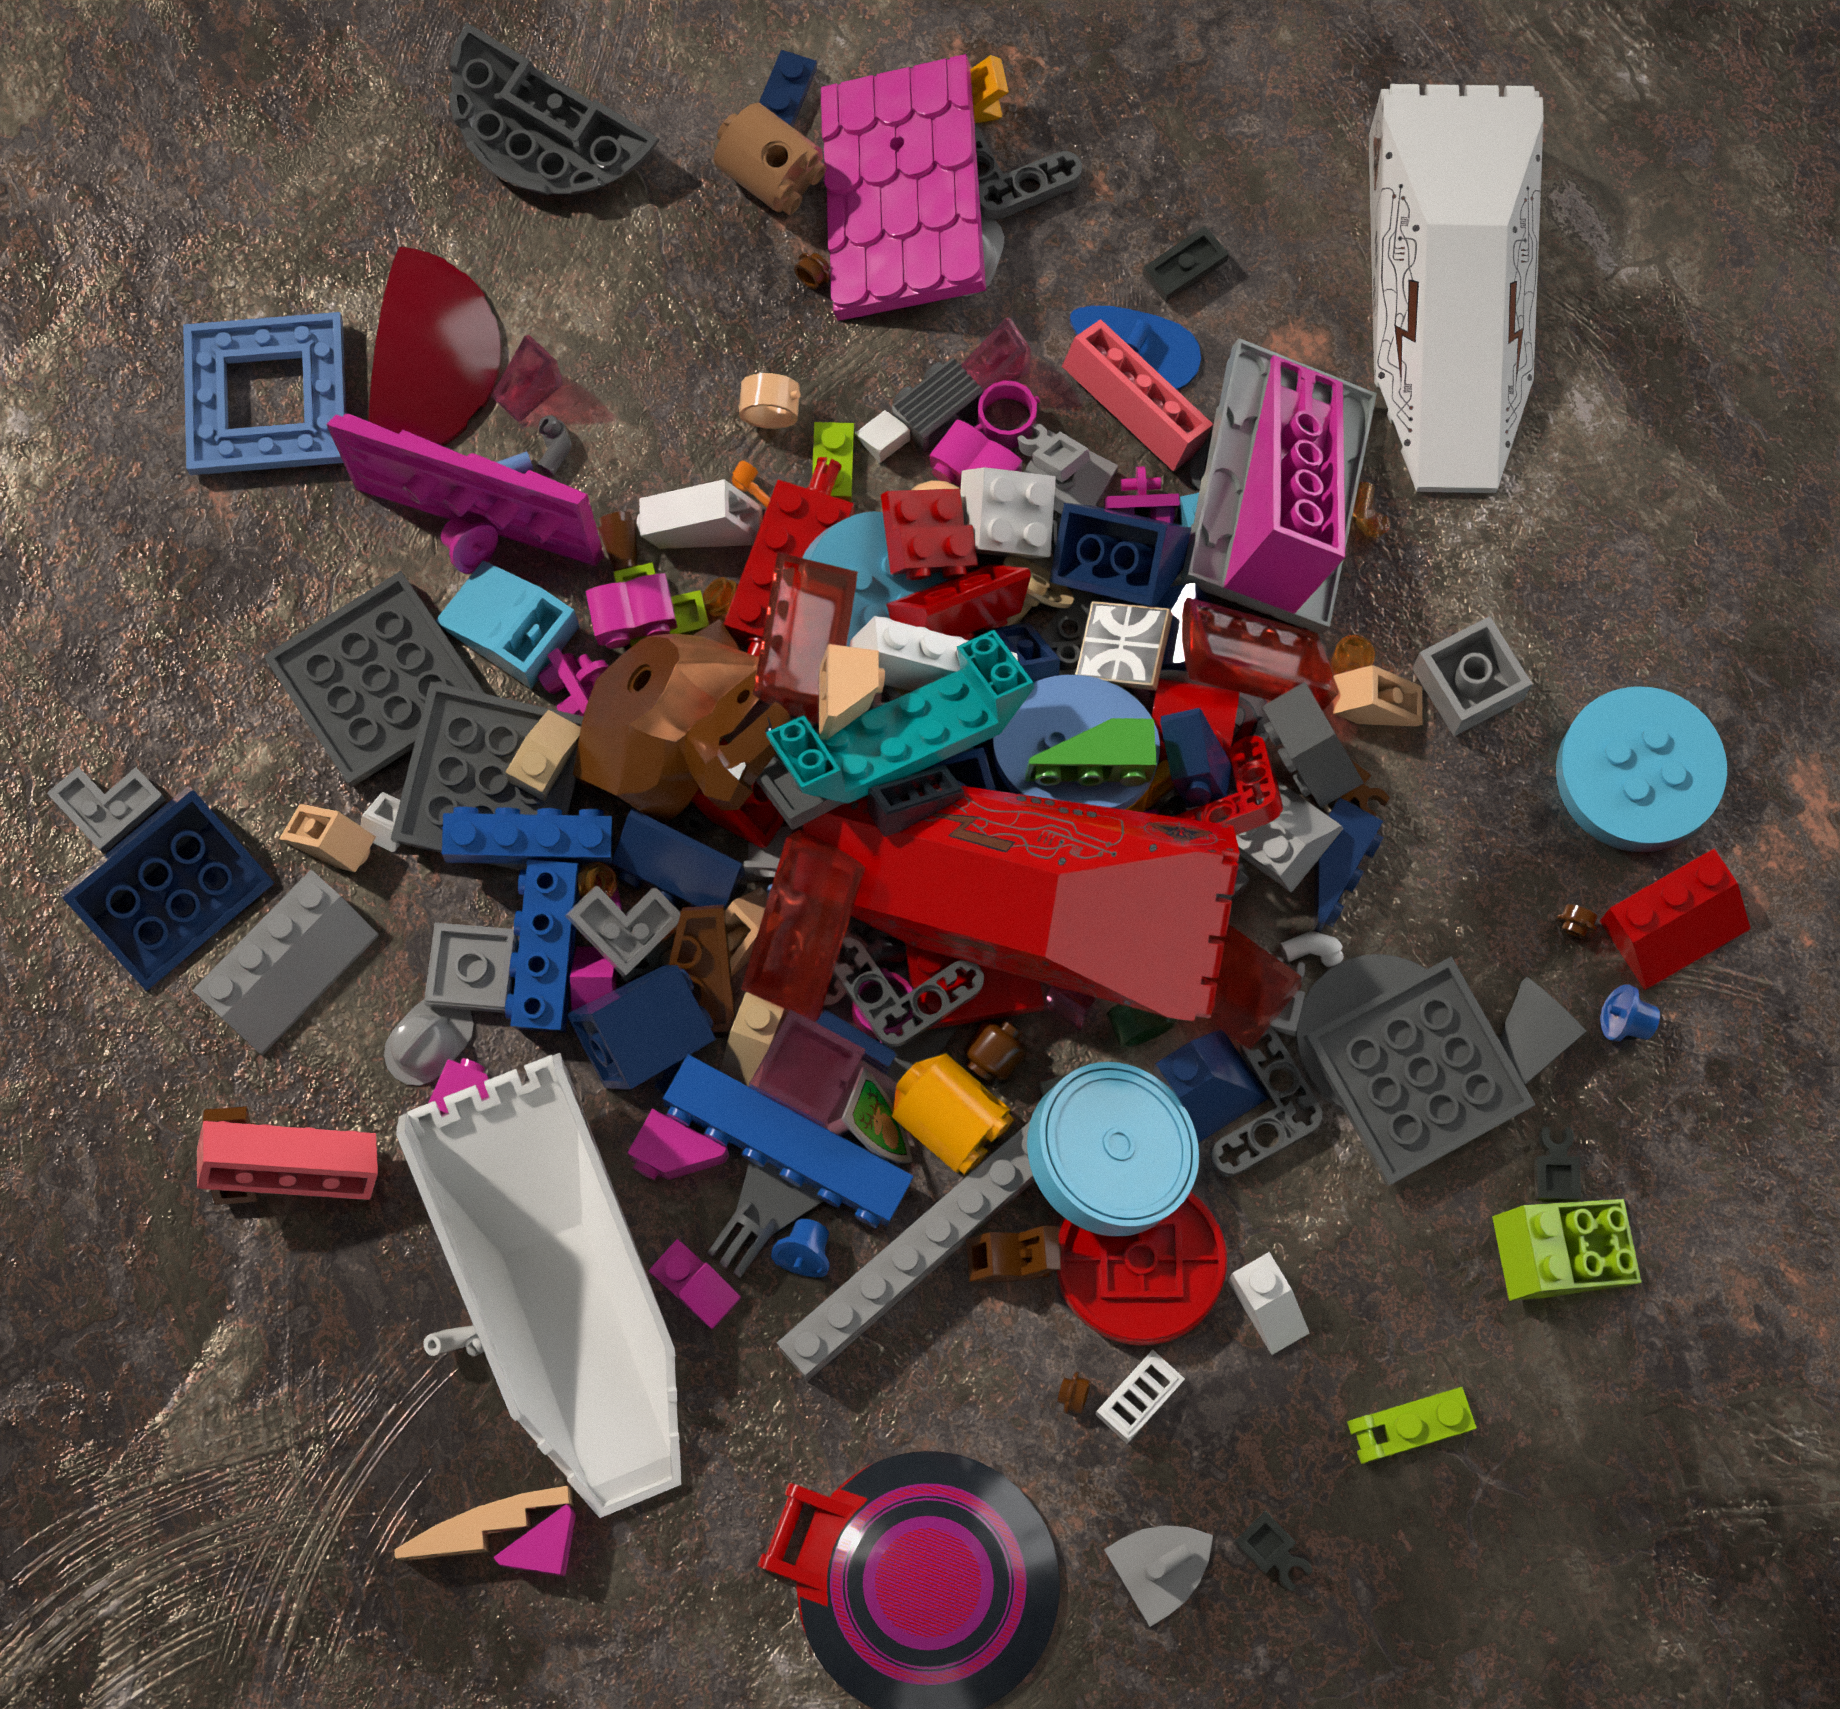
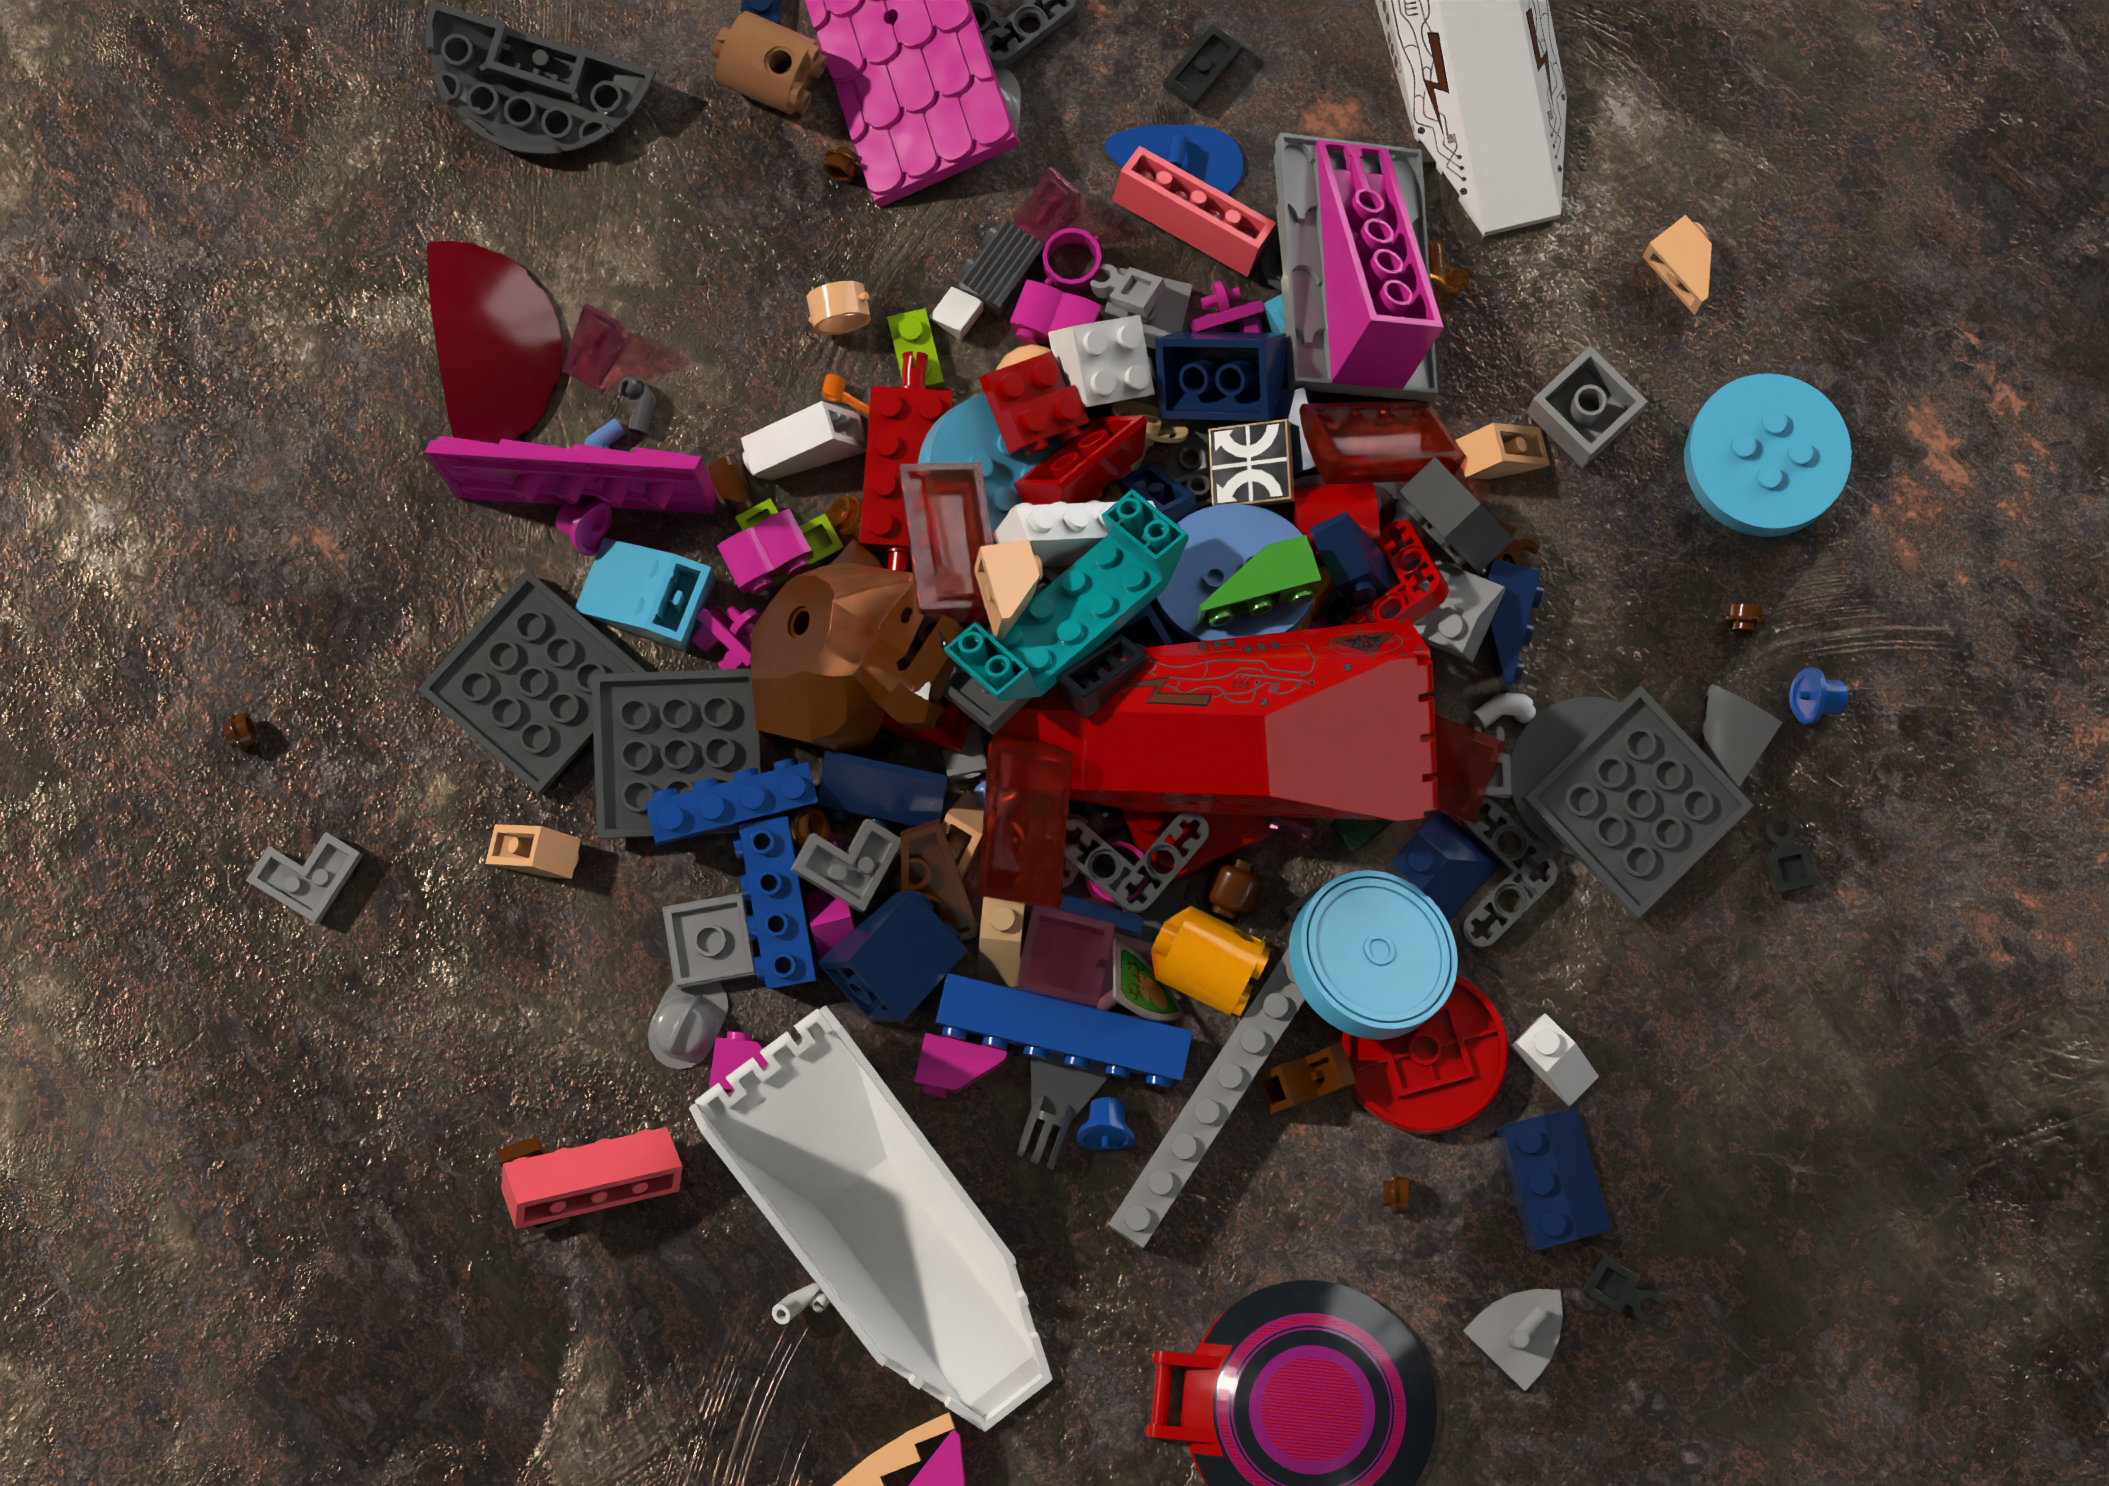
camera: 15 degrees left, 5 degrees up
(86, 653) = (241, 732): none -> reddish brown plate
(166, 888) = (391, 941): dark blue slope -> none
(213, 345) = (275, 389): medium blue plate -> none
(286, 962) = (530, 984): light grey slope -> none
(380, 820) = (580, 819): white slope -> none
(543, 755) = (723, 716): tan slope -> none
(694, 1284) = (1010, 1186): dark pink slope -> none
(1115, 1421) = (1442, 1209): white slope -> none
(1235, 1421) = (1553, 1179): none -> dark blue slope
(1356, 649) = (1471, 410): clear orange wheel -> none
(1413, 1424) = (1718, 1136): lime plate -> none
(1565, 1248) = (1815, 933): lime slope -> none
(1605, 561) = (1683, 261): none -> light nougat slope
(1677, 919) = (1839, 592): red slope -> none

